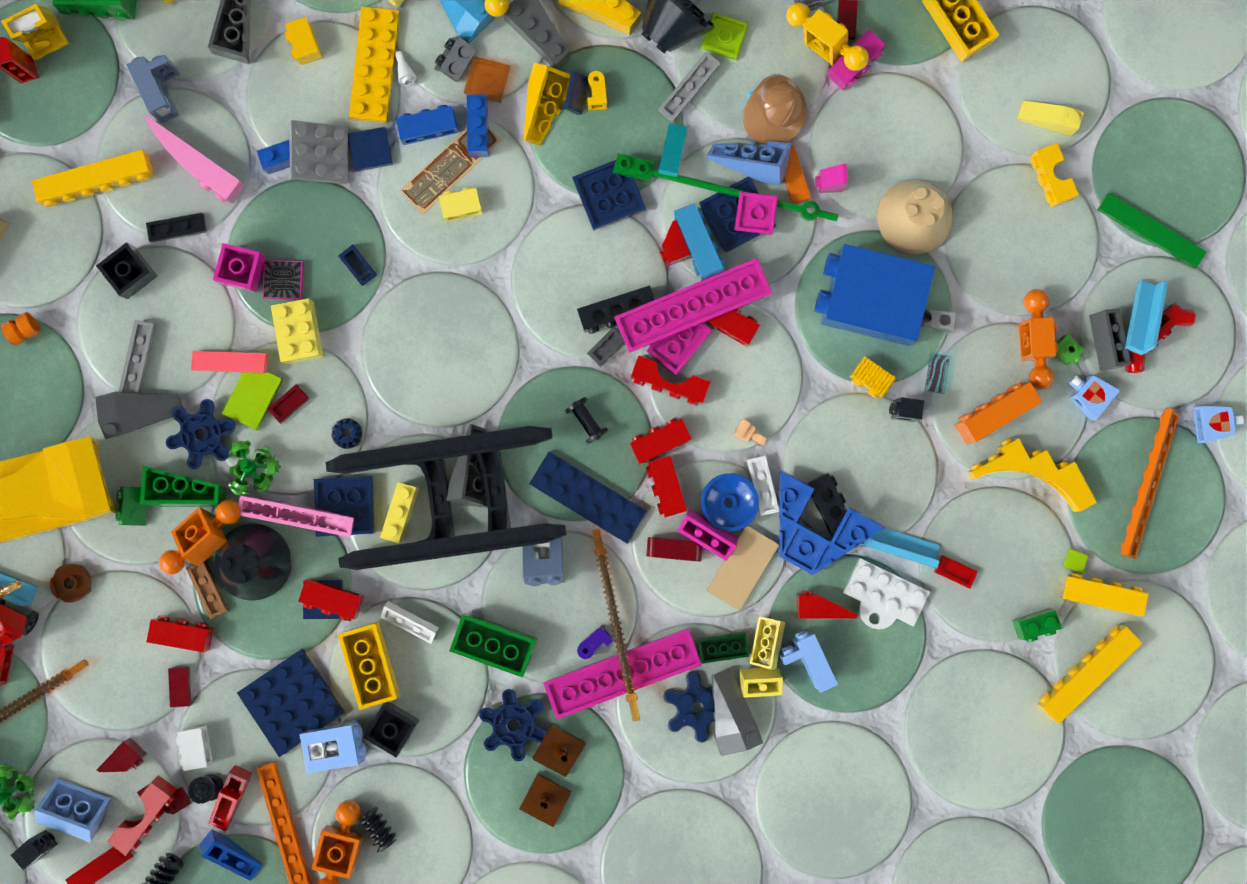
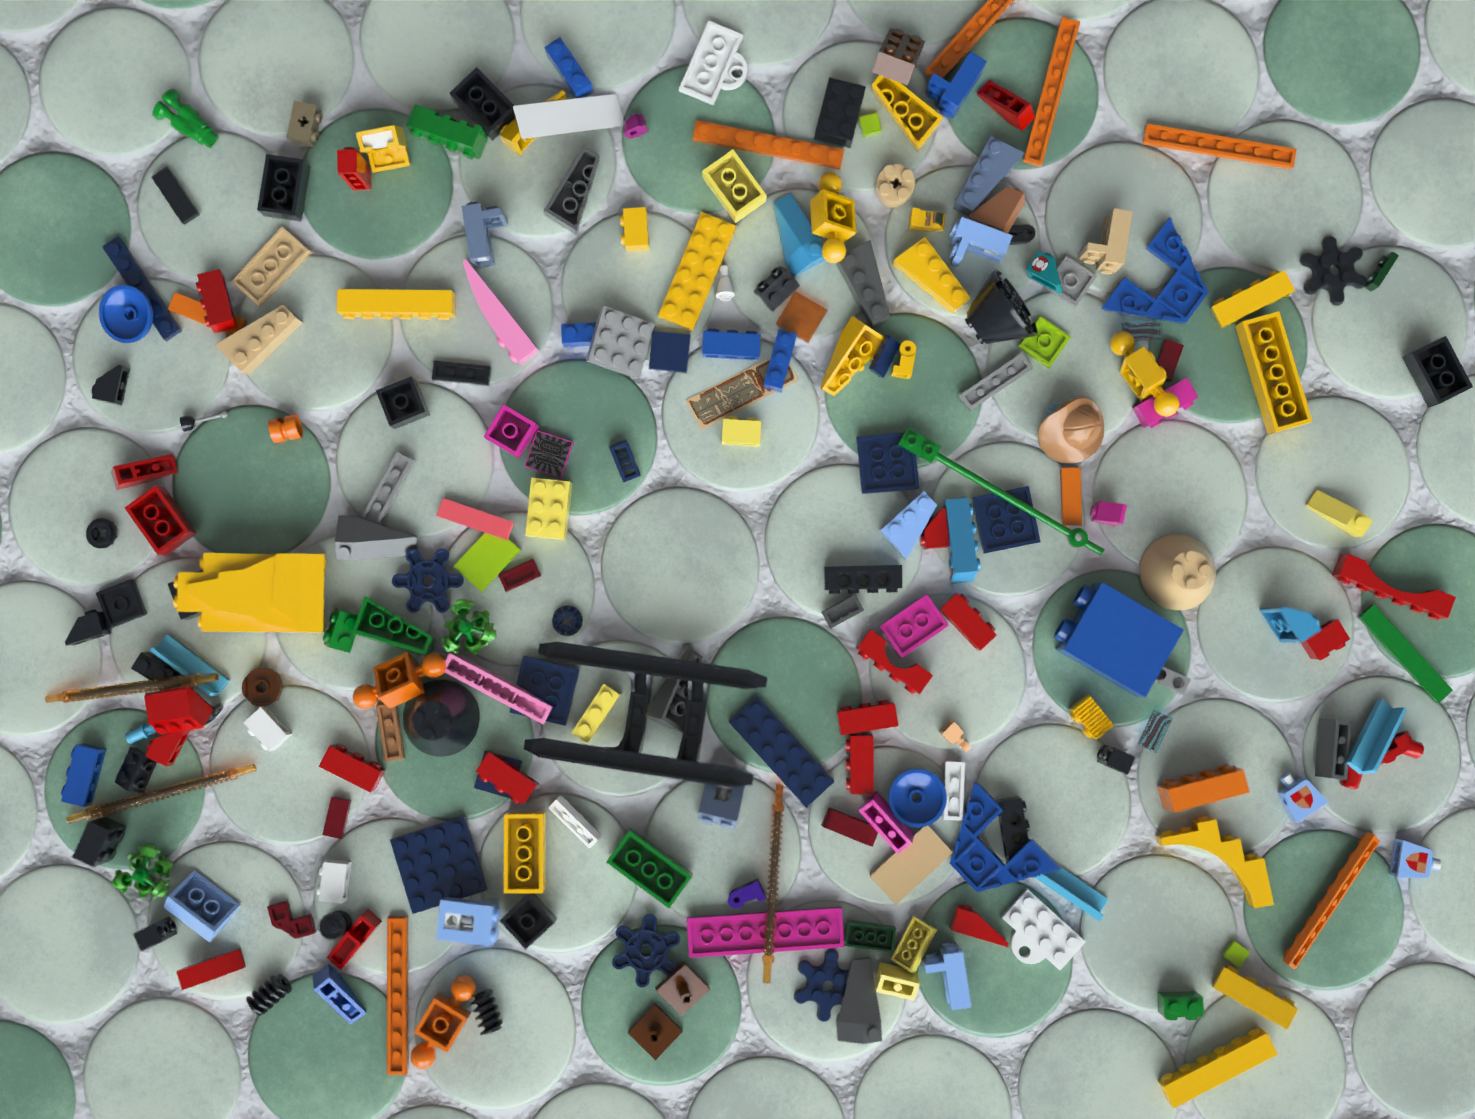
camera: 20 degrees right, 0 degrees up
(86, 621) = (267, 728): none -> white brick
(124, 758) = (265, 871): dark red slope -> none
(154, 798) = (283, 919): arch -> none
(586, 420) = (802, 677): black hose -> none
(645, 245) = (908, 525): none -> light blue wedge
(672, 150) = (962, 439): teal tile -> none
(693, 305) = (938, 597): dark pink plate -> none
(756, 213) = (1025, 525): dark pink tile -> none
(761, 162) = (1043, 475): medium blue wedge -> none
(956, 571) = (1116, 929): red tile -> none
(1034, 231) = (1291, 624): none -> dark azure slope
(1038, 339) = (1263, 728): orange brick -> none
(1056, 190) = (1320, 557): yellow arch -> none
(1063, 353) = (1283, 744): bright green brick -> none
(1071, 239) = (1329, 638): none -> red brick
(1085, 167) = (1357, 572): none -> red arch

